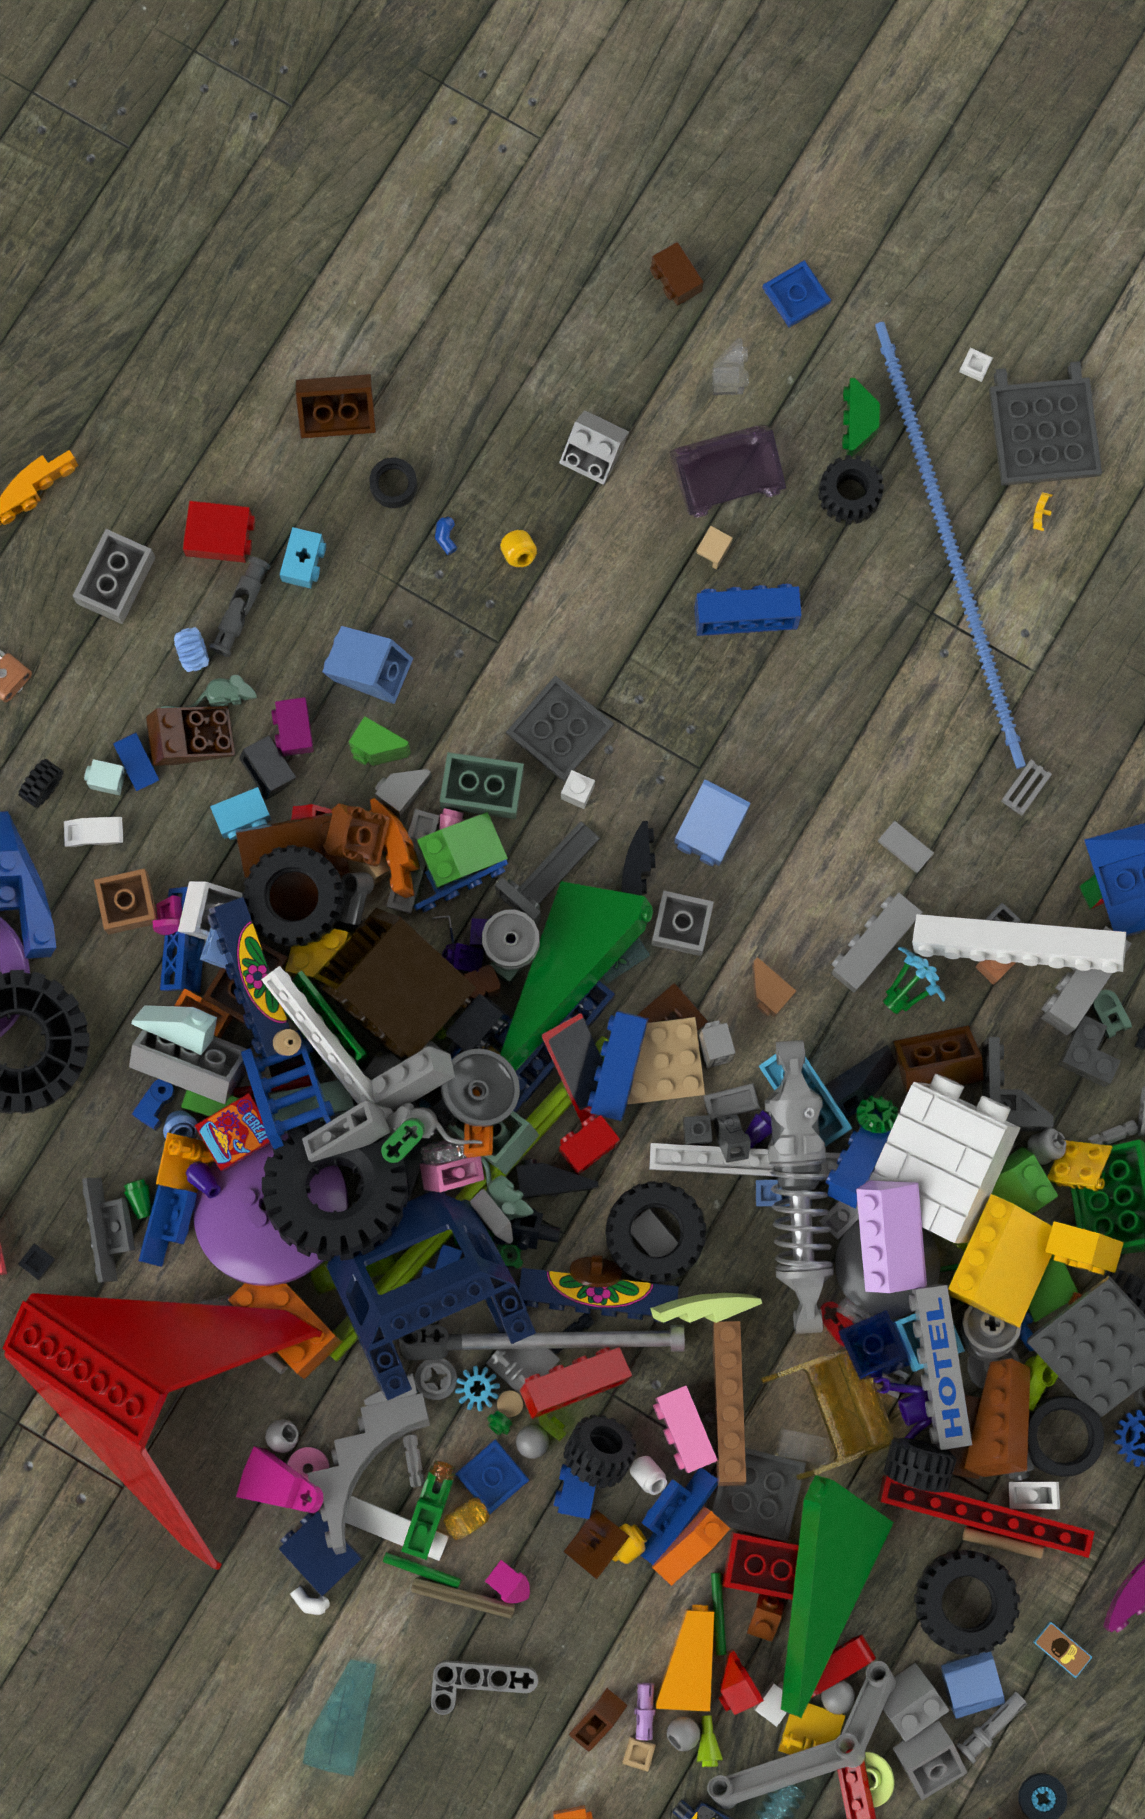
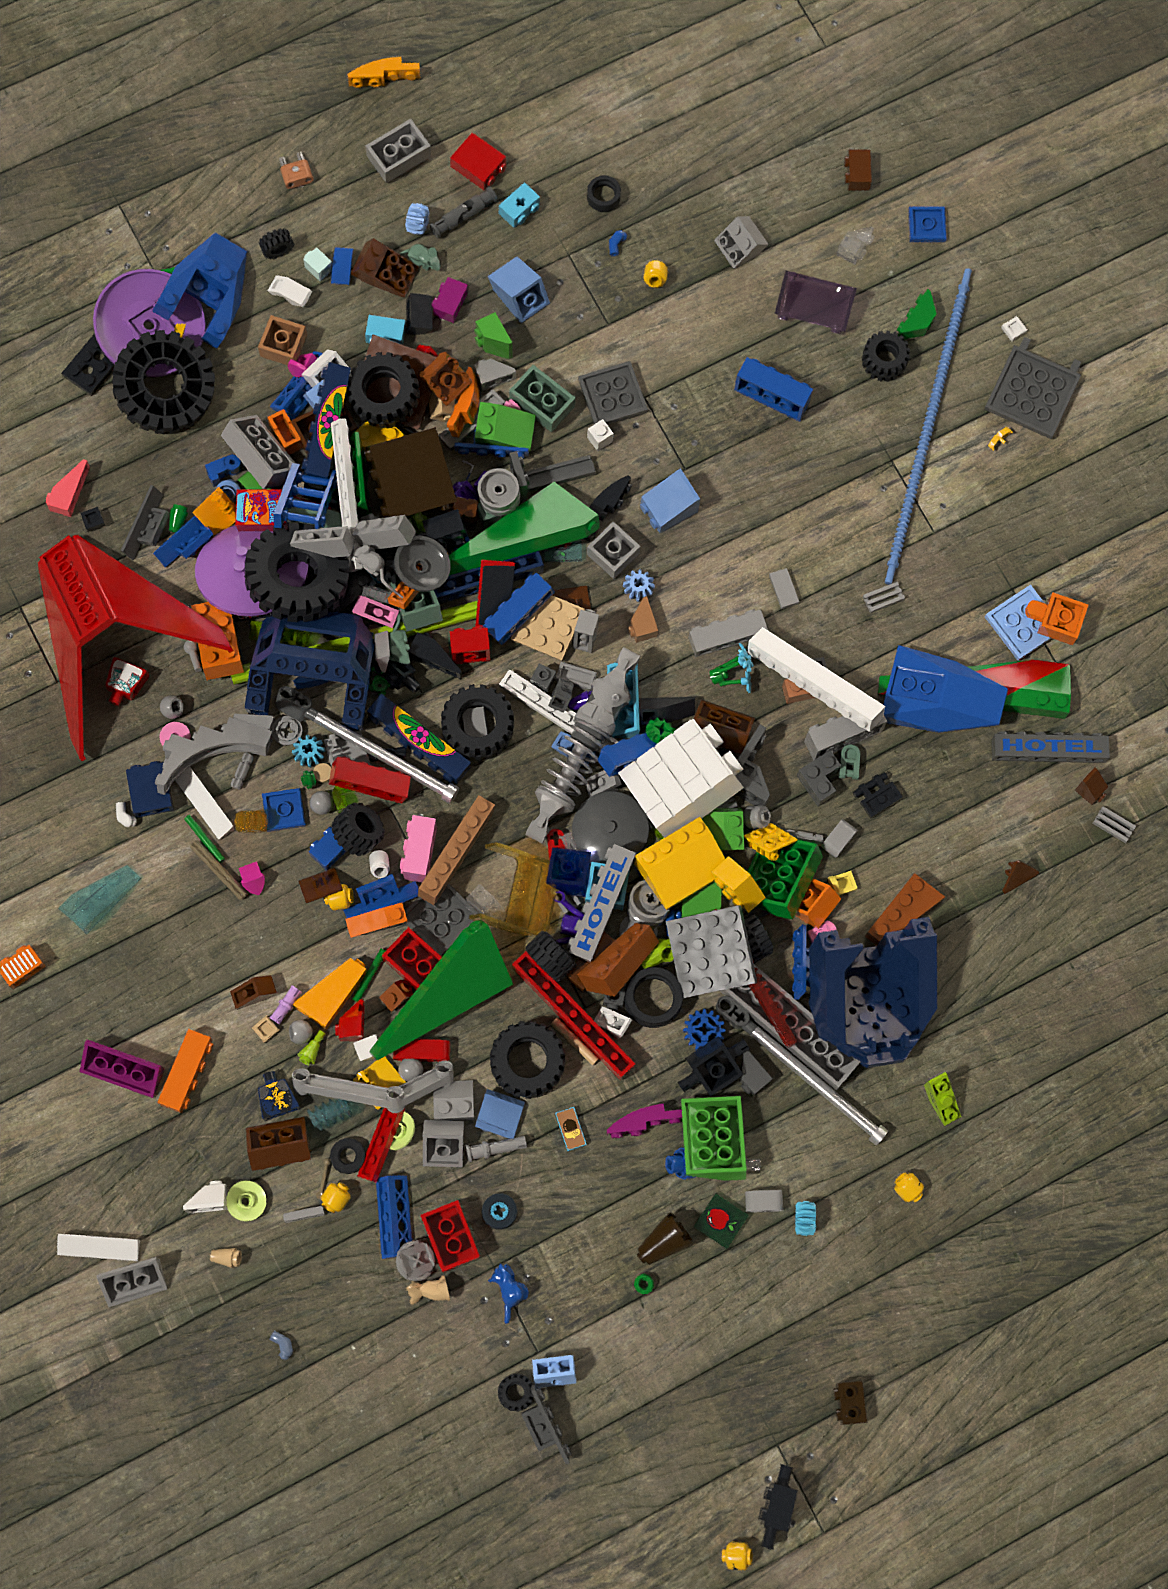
camera: 30 degrees right, 5 degrees down
(179, 1025) = (266, 427): light aqua slope -> none
(202, 1178) = (222, 527): dark purple cone -> none
(204, 1438) = (124, 680): none -> torso
(276, 1483) = (149, 730): dark pink piece -> none
(281, 1039) = (319, 473): tan tile -> none
(335, 406) = (597, 129): reddish brown slope -> none
(356, 888) = (425, 411): dark grey piece -> none
(408, 1143) = (352, 560): green beam -> none
(429, 1510) = (230, 802): green plate -> none
(484, 1683) = (198, 926): light grey beam -> none
(595, 1271) = (425, 723): reddish brown piece -> none
(711, 1306) = (484, 787): yellowish green slope -> none
(714, 546) = (778, 342): tan panel -> none
(744, 953) = (636, 579): none -> light blue gear
(891, 1236) = (619, 803): lavender slope -> none

